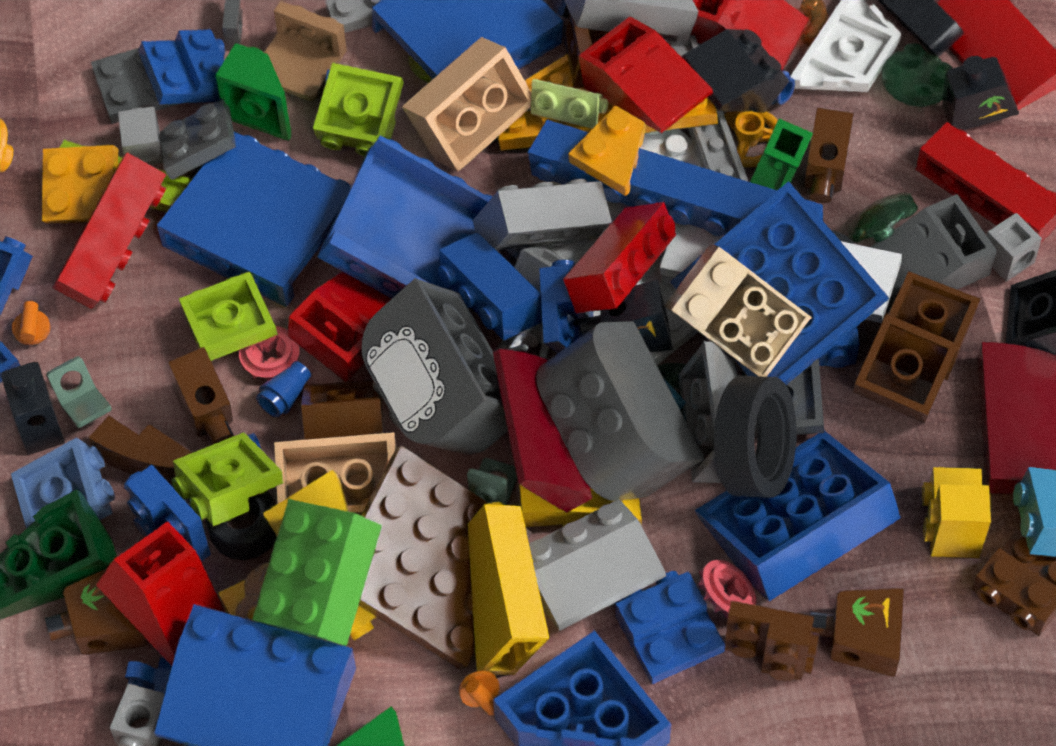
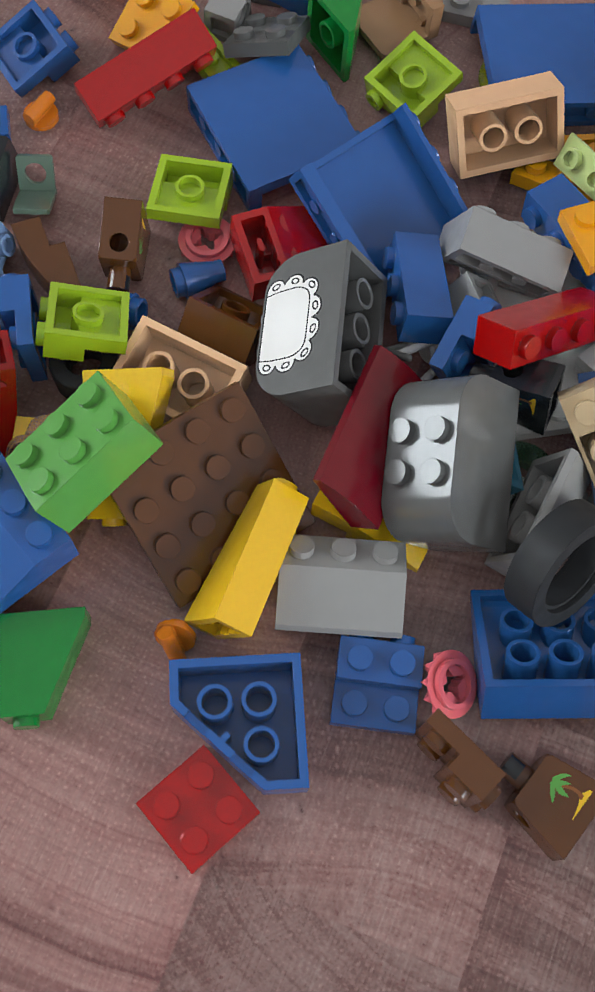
camera: 25 degrees right, 10 degrees up
(489, 486) = (301, 461): sand green bracket -> none

